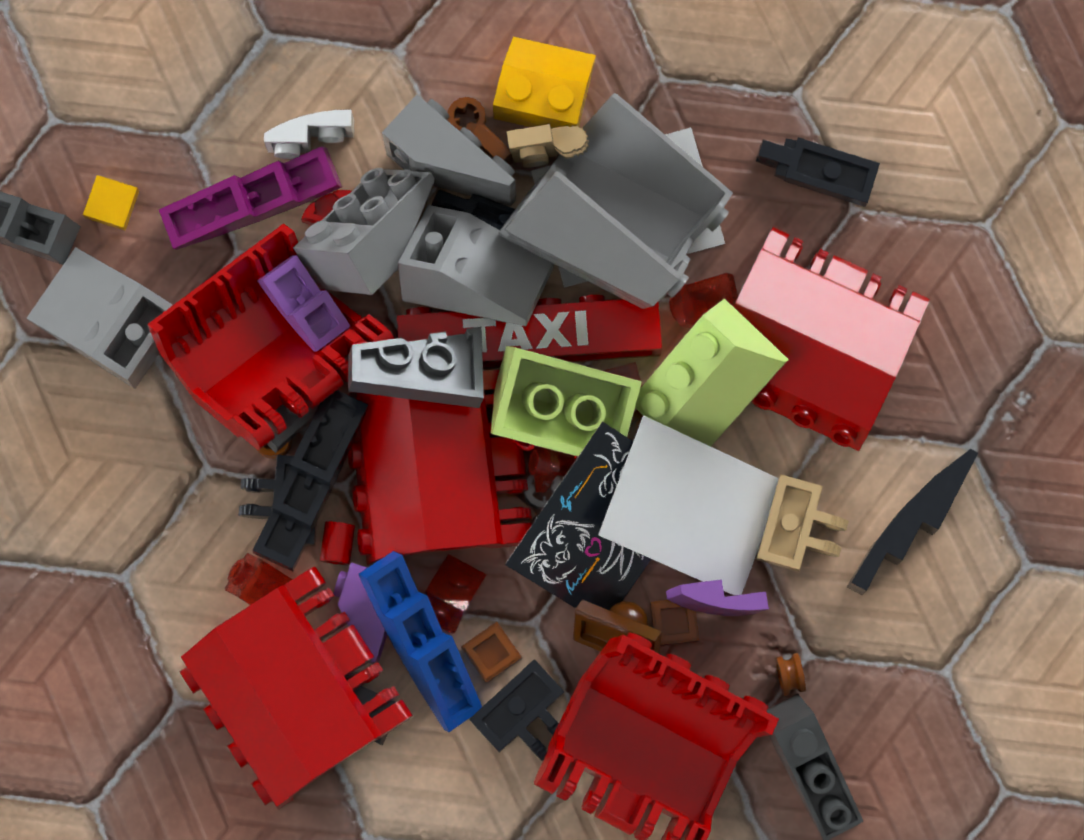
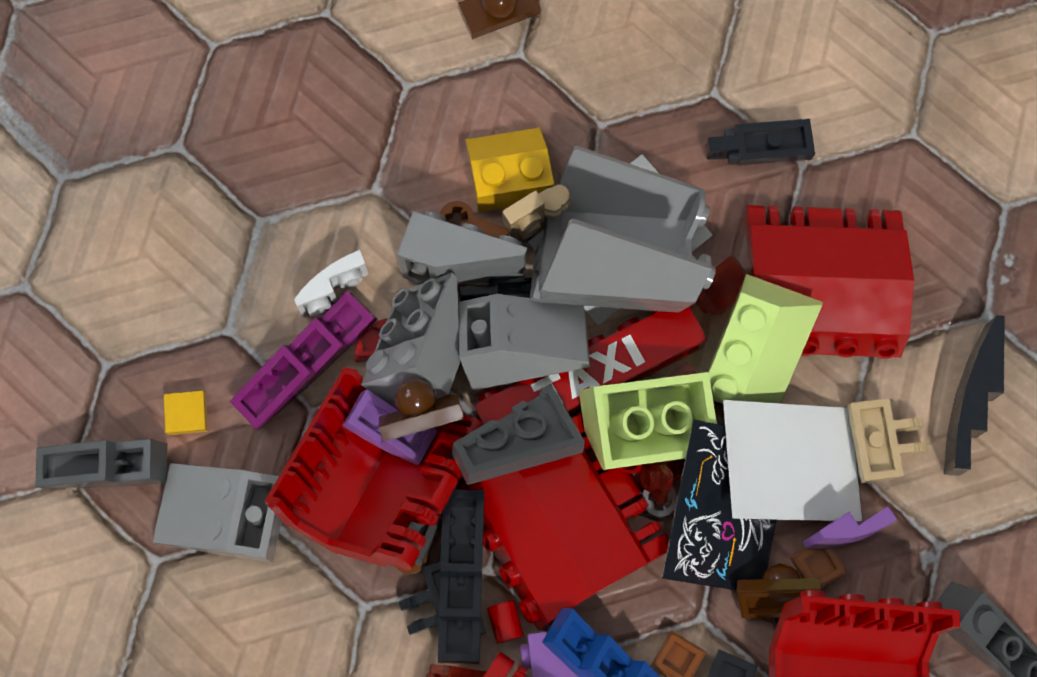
camera: 25 degrees left, 5 degrees down
(334, 298) = (418, 410): none -> reddish brown tile
(453, 591) = (624, 620): clear red bracket -> none
(790, 674) = (937, 567): dark orange bush -> none

